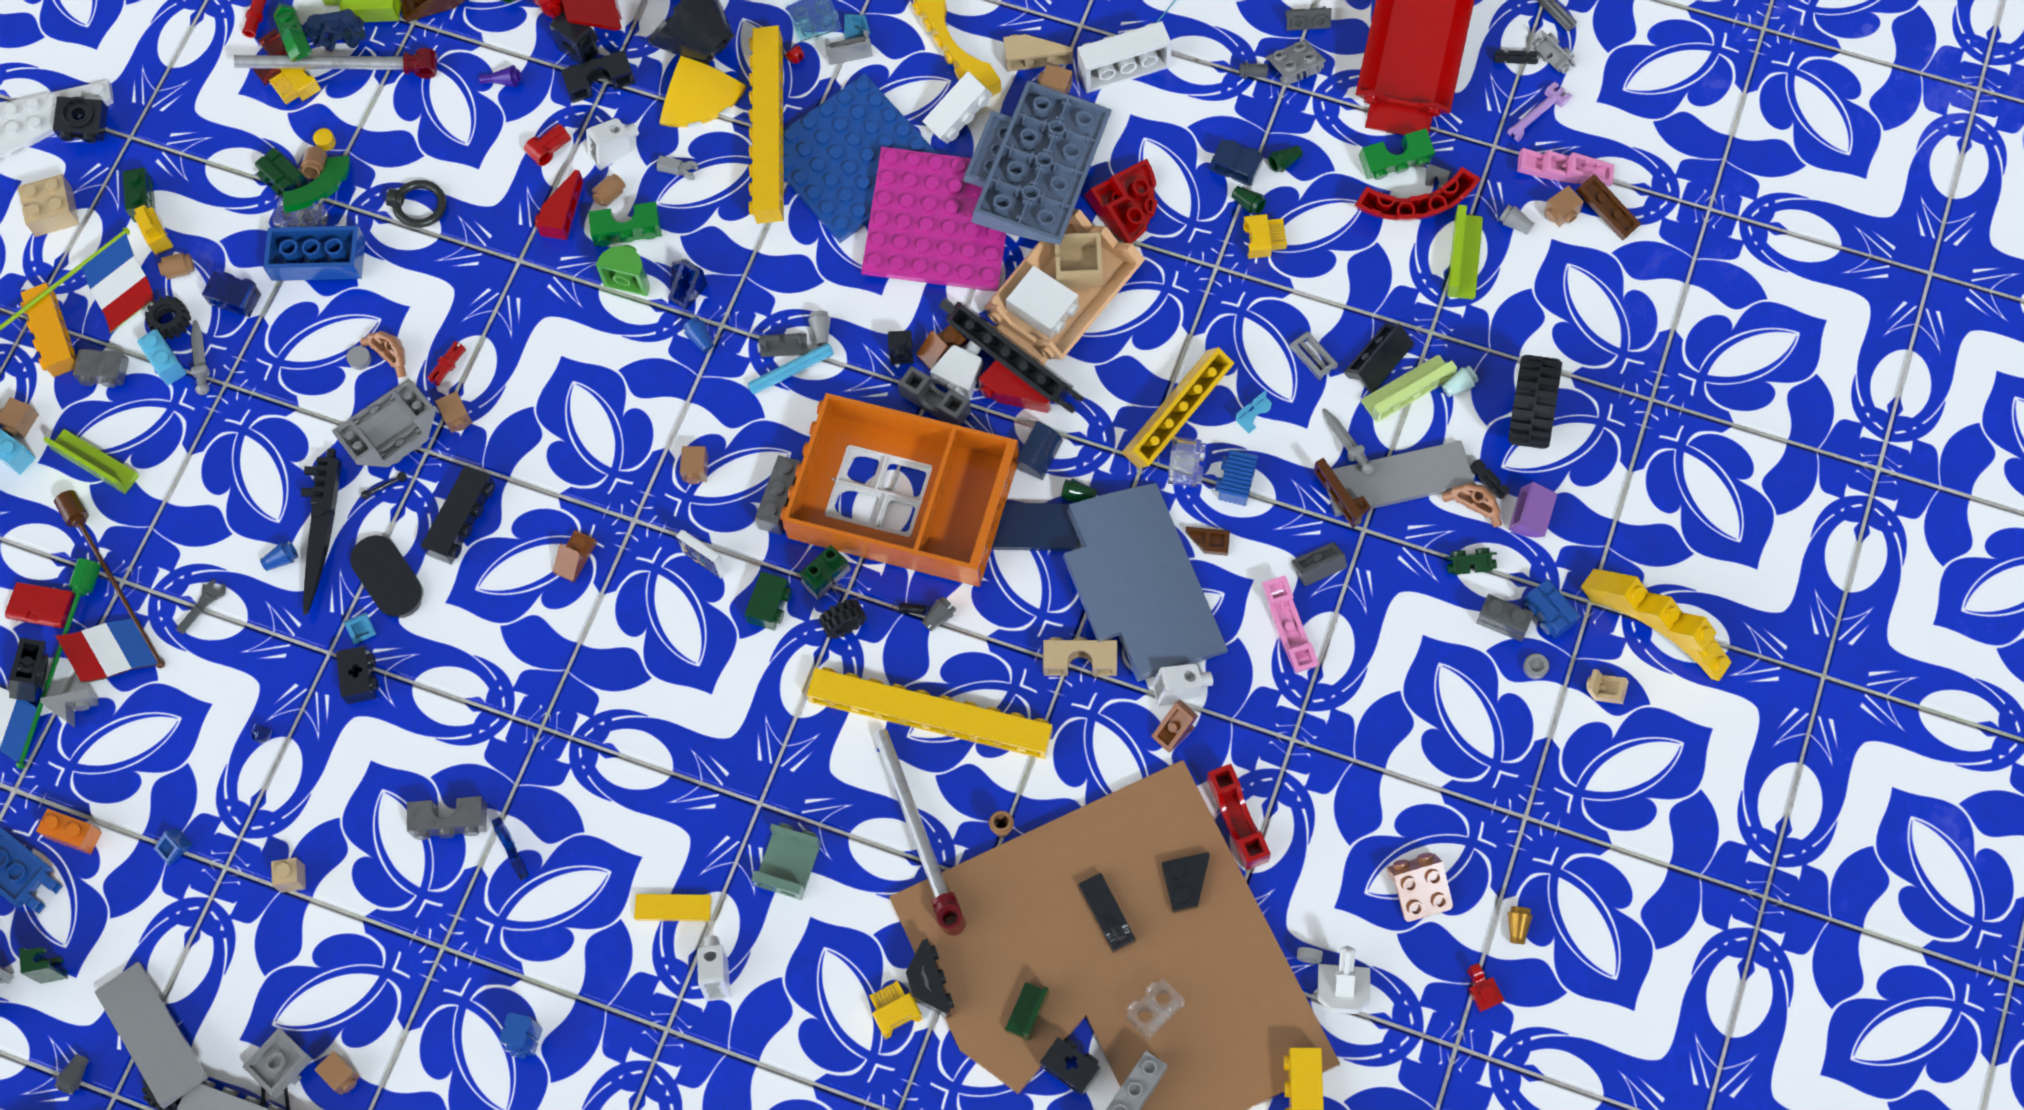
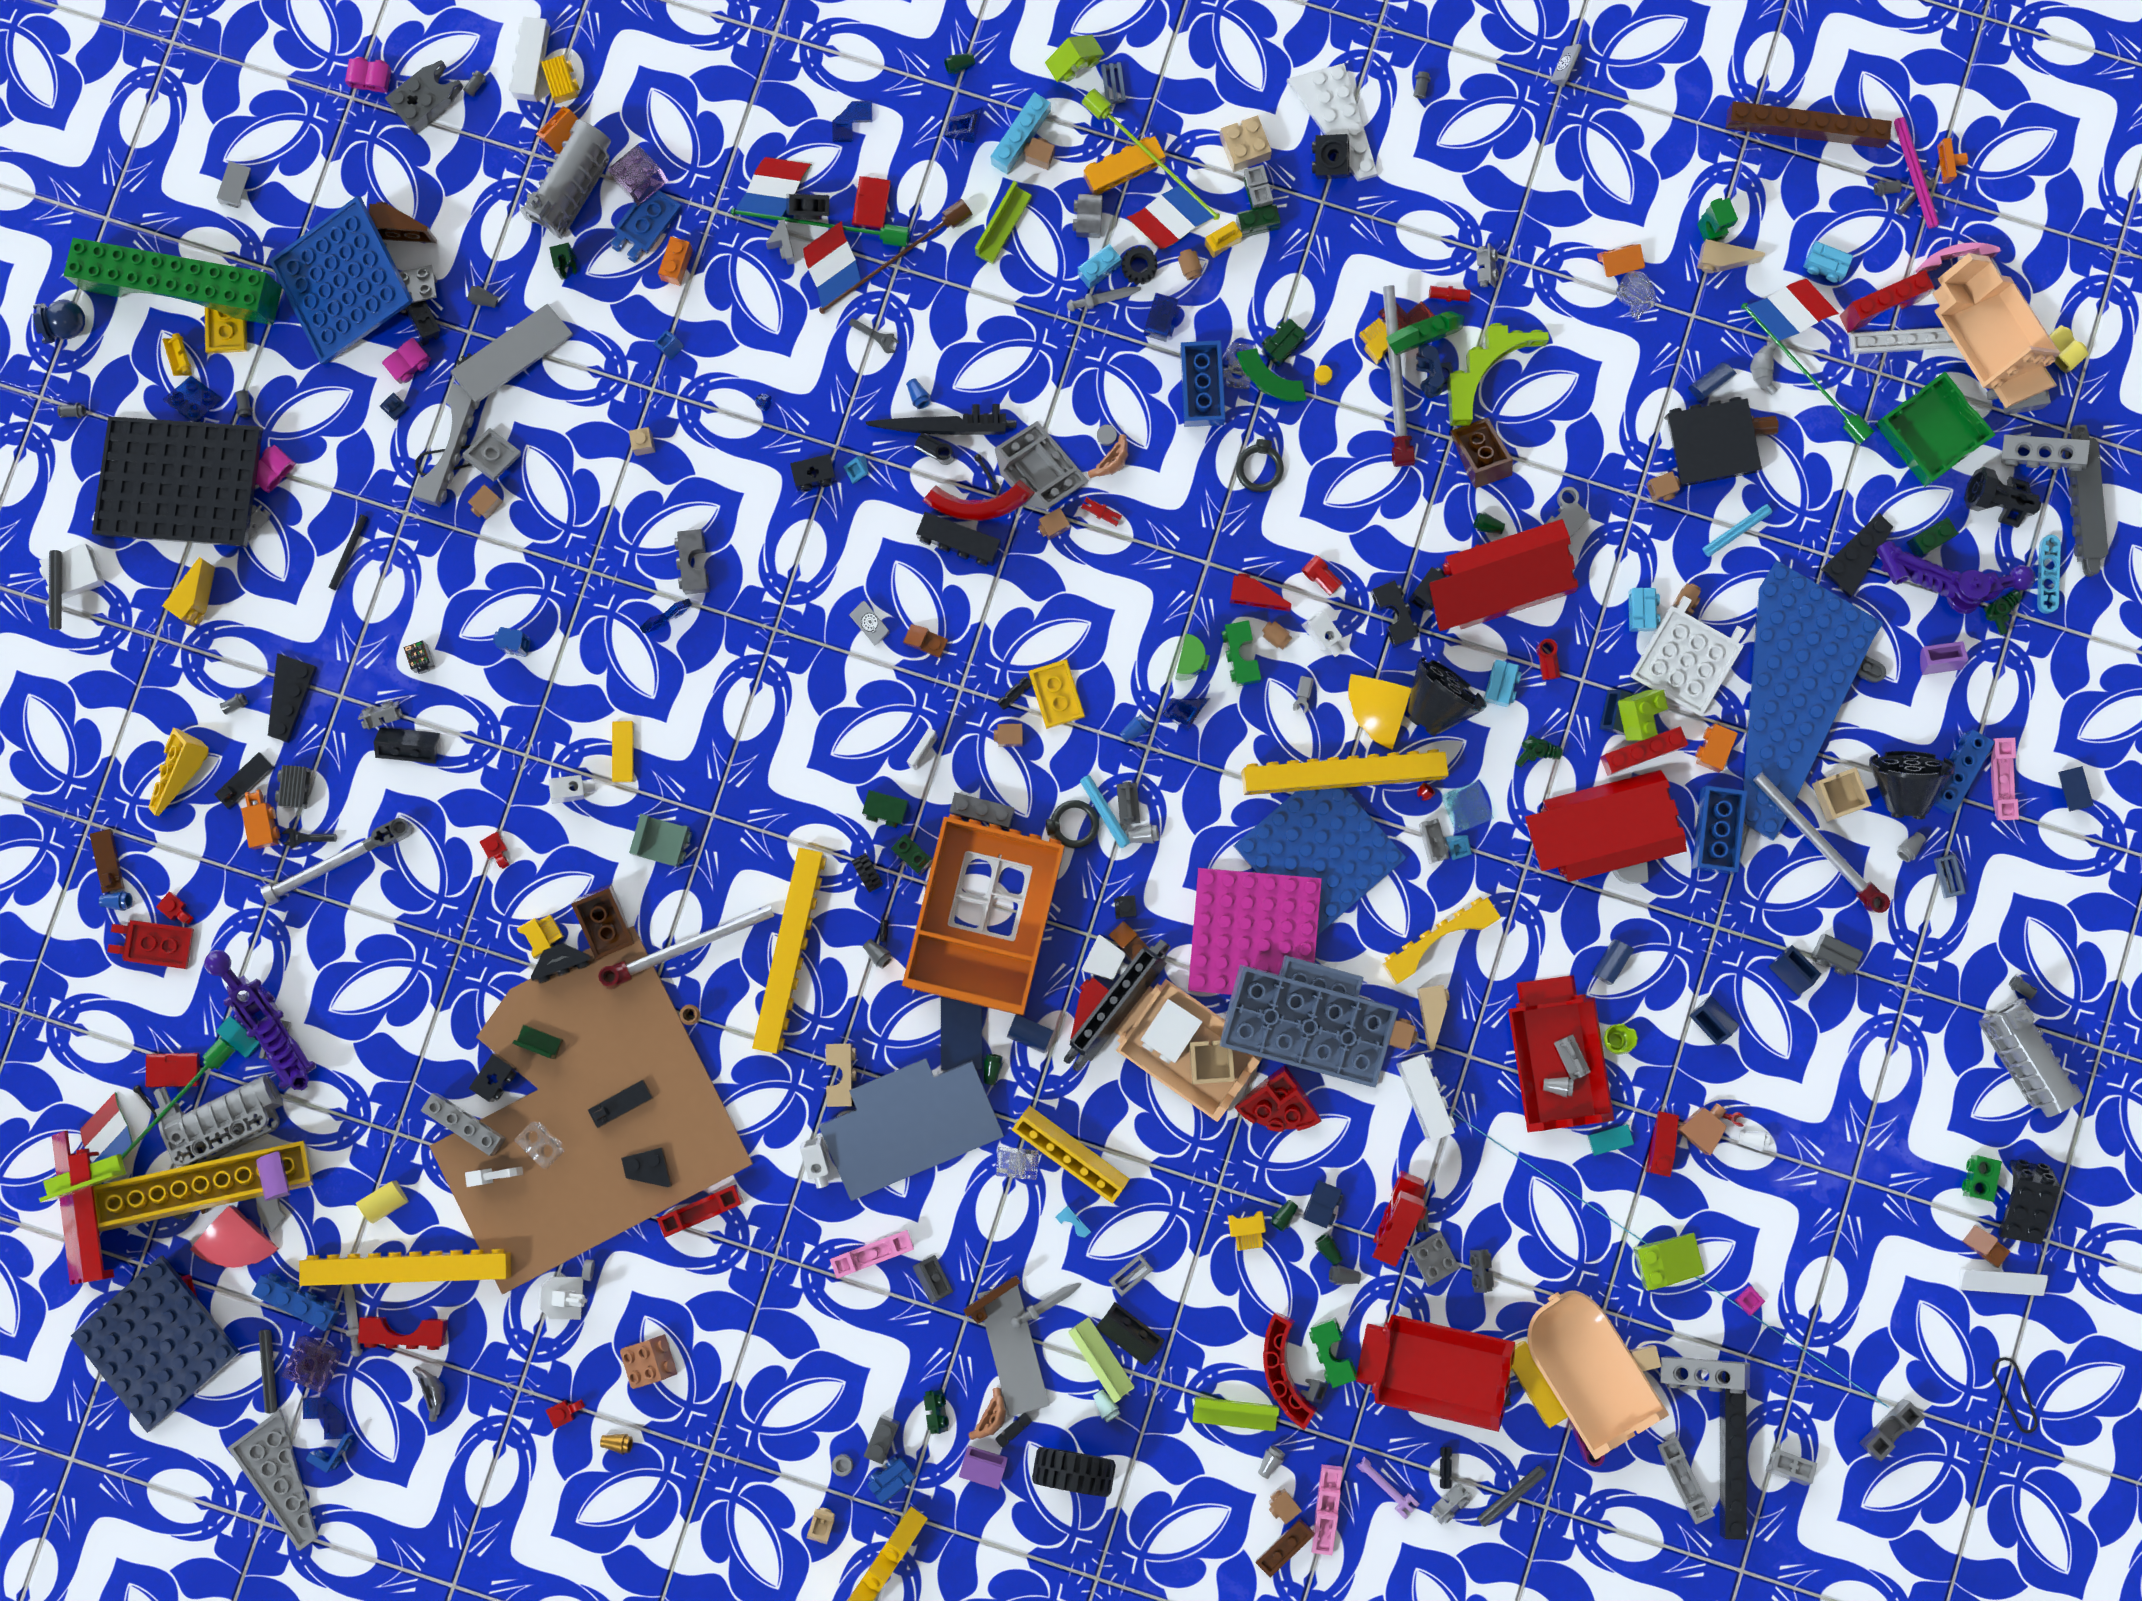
camera: 85 degrees right, 15 degrees up
(12, 34) = (1421, 85): none -> dark grey pin
(101, 189) = (1257, 187): none -> light grey hips
(313, 162) = (1295, 369): medium nougat brick -> none
(346, 540) = (933, 448): none -> black piece
(386, 576) = (903, 485): black tile -> none
(426, 490) = (978, 509): none -> red brick
(508, 76) = (1392, 531): dark purple cone -> none
(545, 616) = (869, 623): none -> light grey slope
(645, 461) = (1014, 693): none -> black axle
(651, 417) = (1056, 694): none -> yellow tile
(779, 1068) = (494, 848): none -> red plate
(802, 420) = (1053, 824): none -> pearl dark grey piece
(881, 929) = (603, 921): none -> reddish brown slope
(920, 390) = (1075, 939): flat silver arch -> none
(958, 108) = (1365, 946): white brick -> none
(1175, 726) = (779, 1156): dark orange slope -> none
(1192, 1073) = (486, 1176): none -> white piece
(1210, 540) = (951, 1184): reddish brown tile -> none
(1237, 477) = (1008, 1207): blue brick -> none
(1253, 77) = (1400, 1218): none -> red wedge
(1313, 147) = (1342, 1275): none -> dark grey cone

